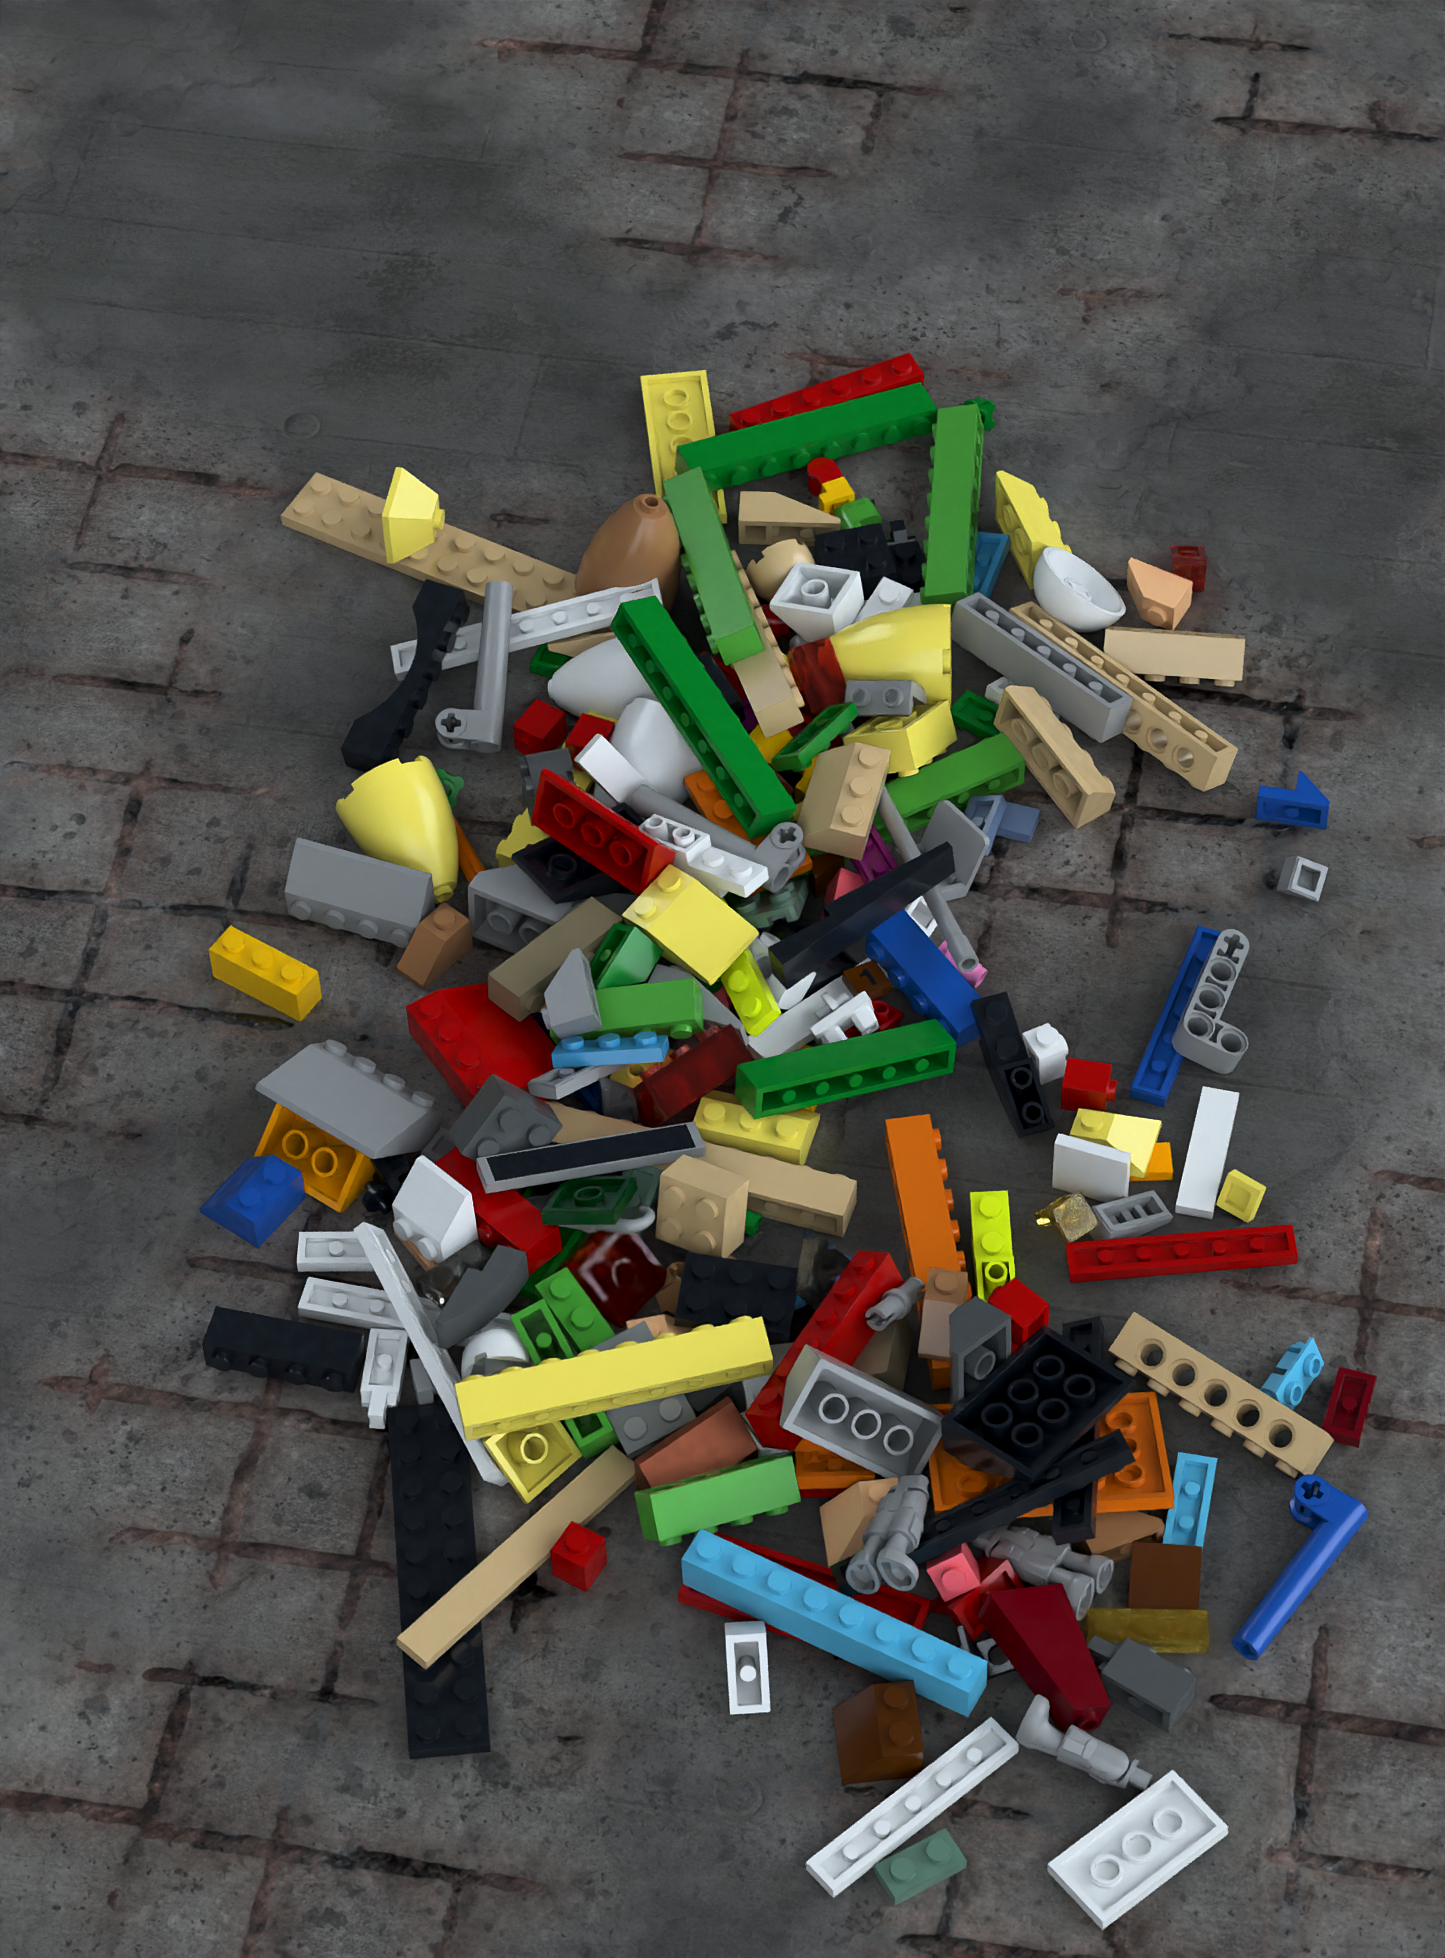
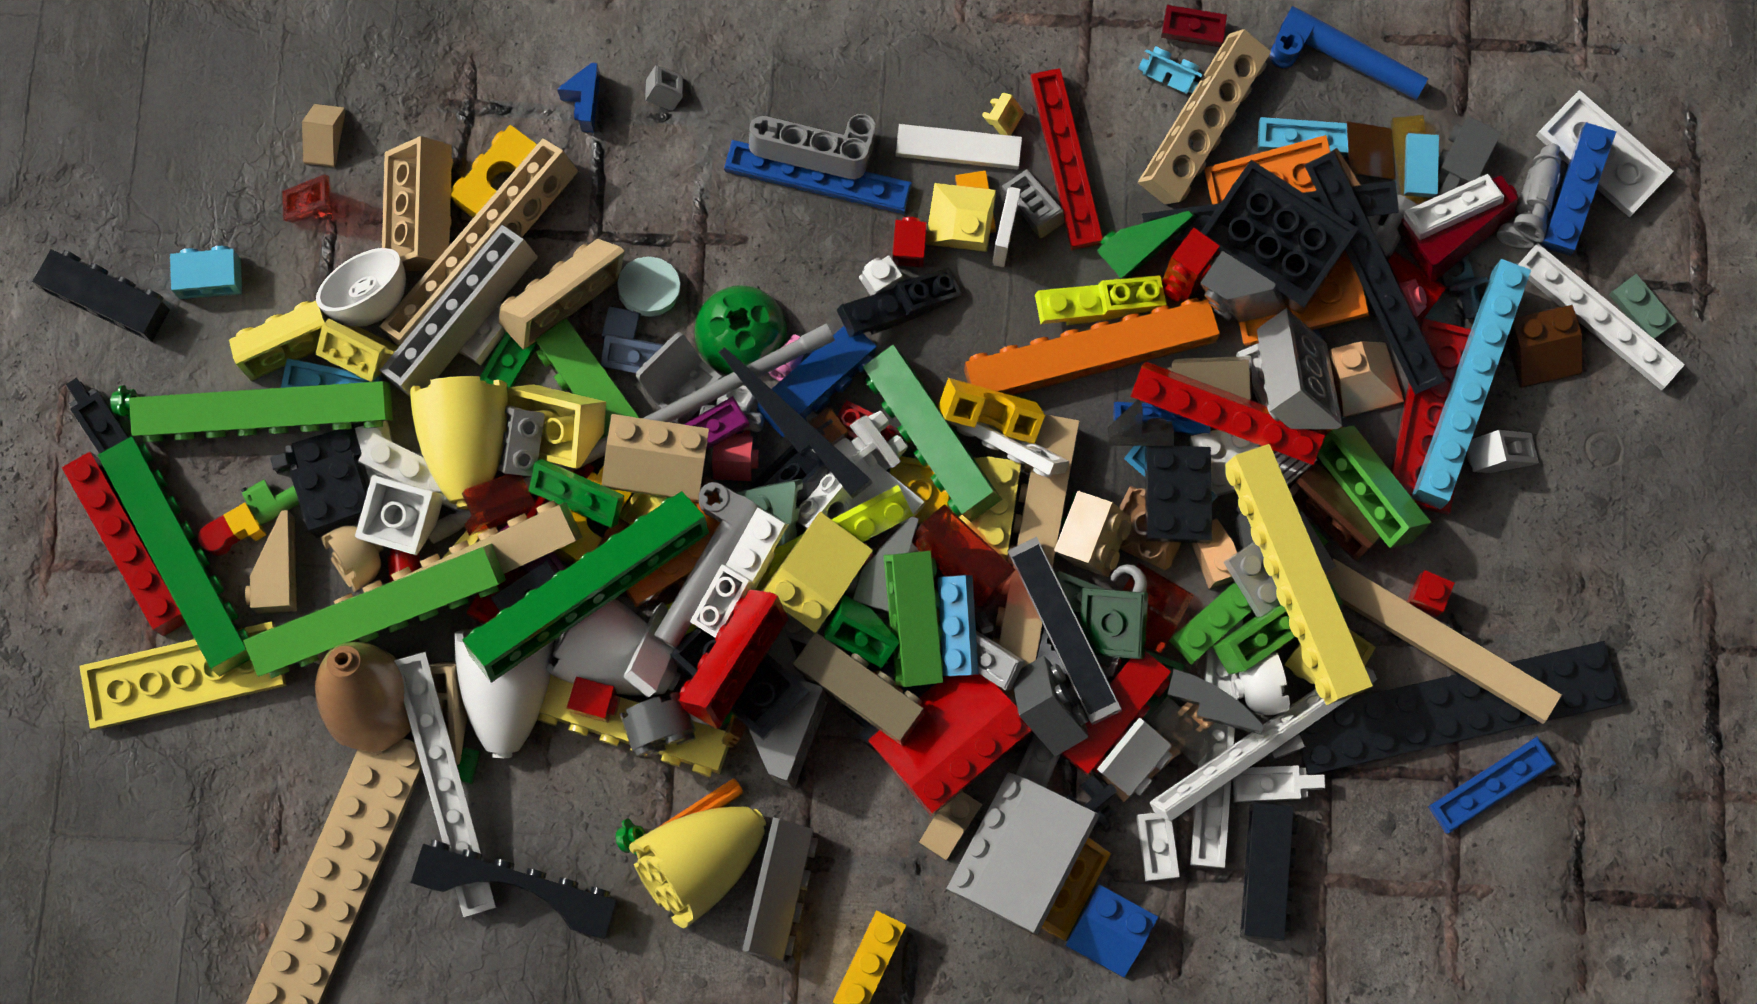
camera: 100 degrees left, 25 degrees up
(338, 1601) = (1491, 785): none -> blue tile
(399, 1058) = (950, 825): none -> tan slope
(409, 516) = (311, 917): light yellow slope -> none
(436, 945) = (820, 814): medium nougat slope -> none
(483, 726) = (557, 810): light grey axle -> none
(539, 728) = (556, 759): red brick -> none
(572, 999) = (922, 660): light grey slope -> none
(825, 1139) = (1044, 461): none -> white plate
(873, 1094) = (973, 404): none -> yellow arch
(890, 1537) = (1396, 335): light grey piece -> none
(895, 1304) = (1178, 361): light grey pin -> none
(943, 1295) = (1178, 325): medium nougat slope -> none
(968, 387) = (95, 417): none -> black hinge
(1005, 925) = (748, 343): none -> green piece
(1007, 577) = (354, 349): none -> light yellow bracket
(1059, 1289) = (1136, 245): none -> green slope
(1060, 845) = (648, 286): none -> light aqua tile
(1069, 1215) = (1044, 248): clear yellow bracket -> none
(1069, 1635) = (1453, 206): none -> white tile
(1082, 1789) = (1578, 188): none -> blue brick
(1098, 399) = (102, 295): none -> black brick
(1115, 479) = (205, 272): none -> medium azure brick
(1135, 1619) = (1421, 165): none -> medium azure tile
(1158, 594) = (348, 225): light nougat slope -> none
(1213, 713) = (505, 155): none -> yellow arch
(1270, 581) = (322, 134): none -> tan slope

